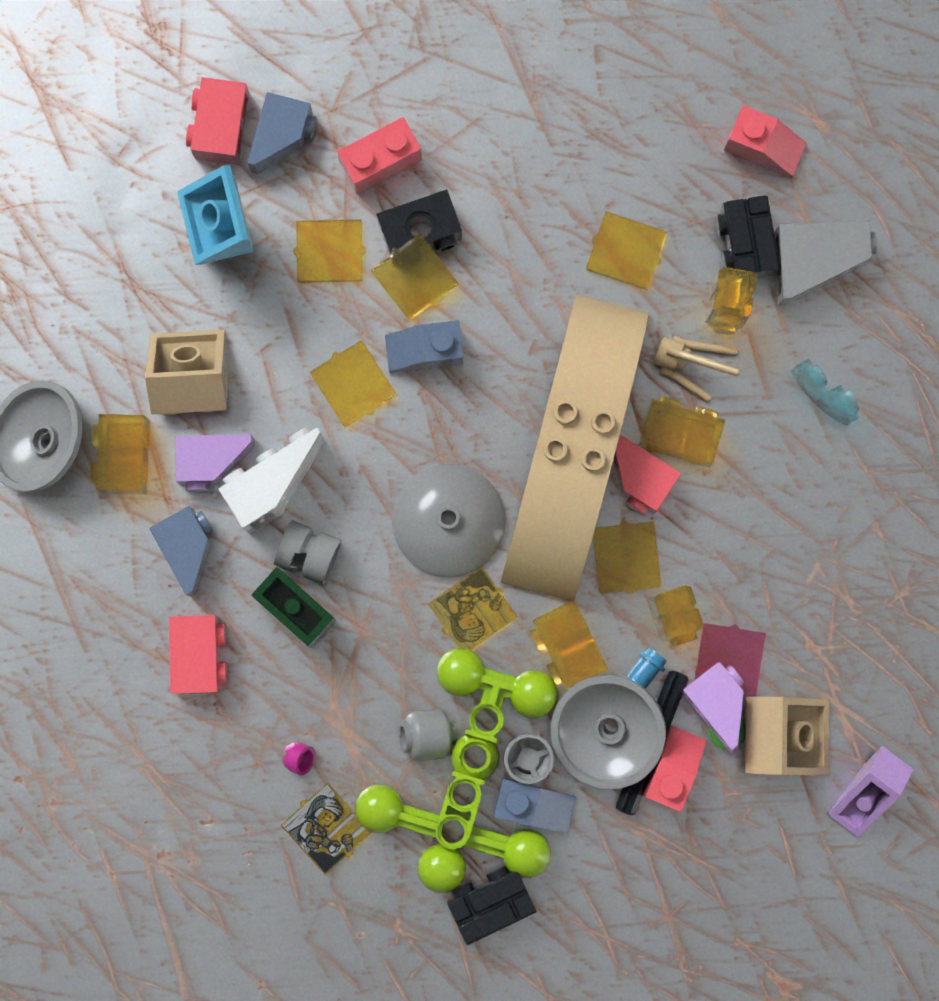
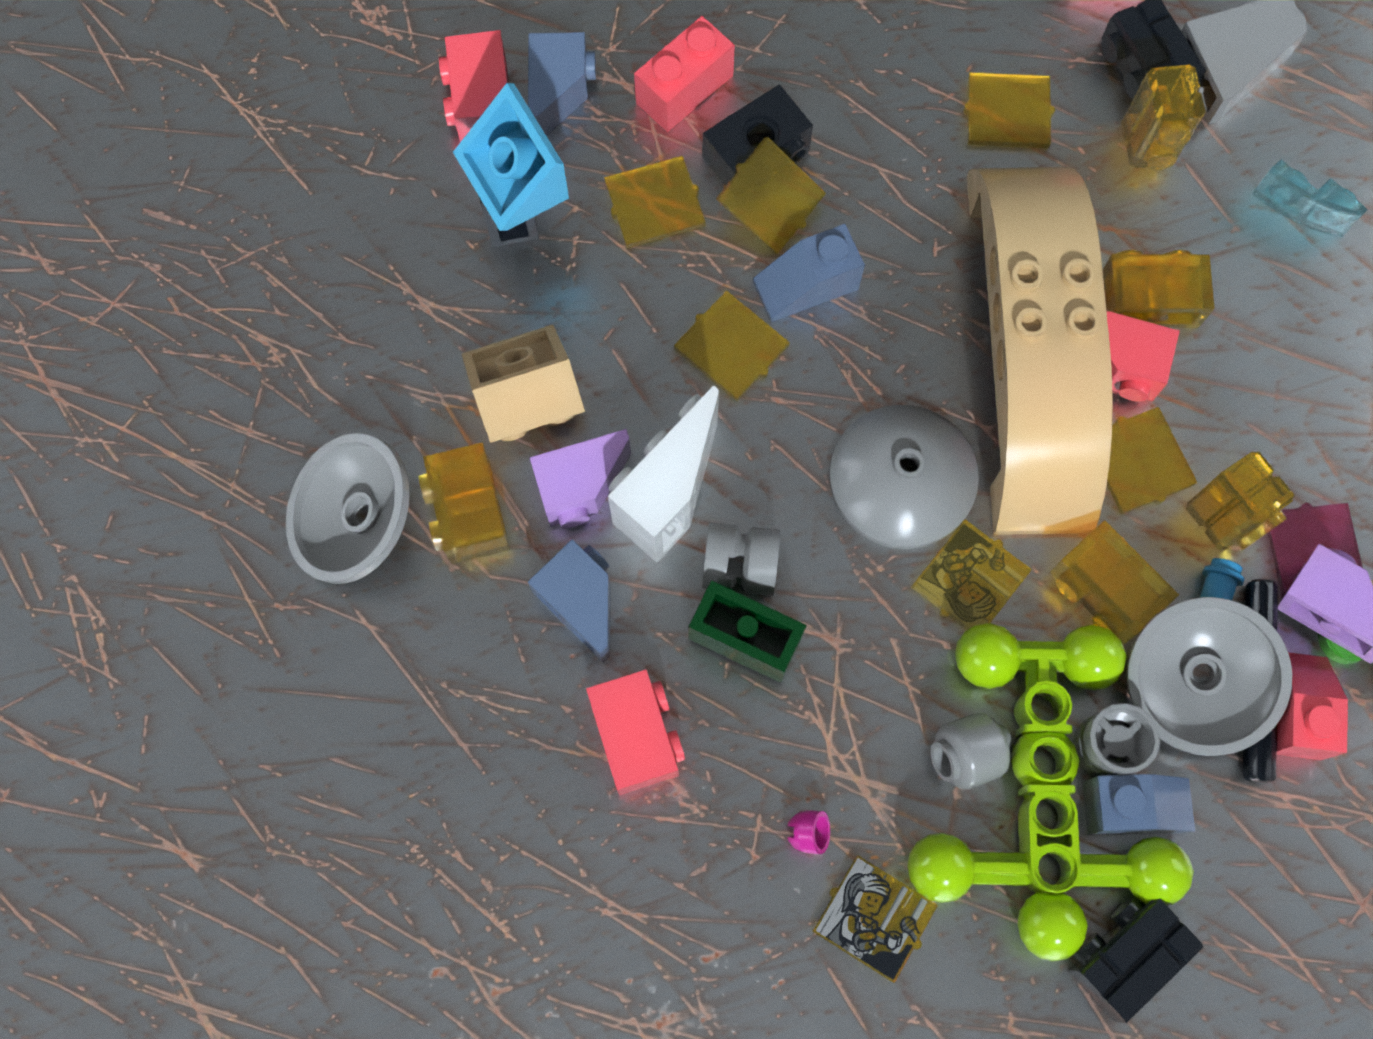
camera: 15 degrees left, 10 degrees down
(676, 352) = (1116, 203): tan plant -> none

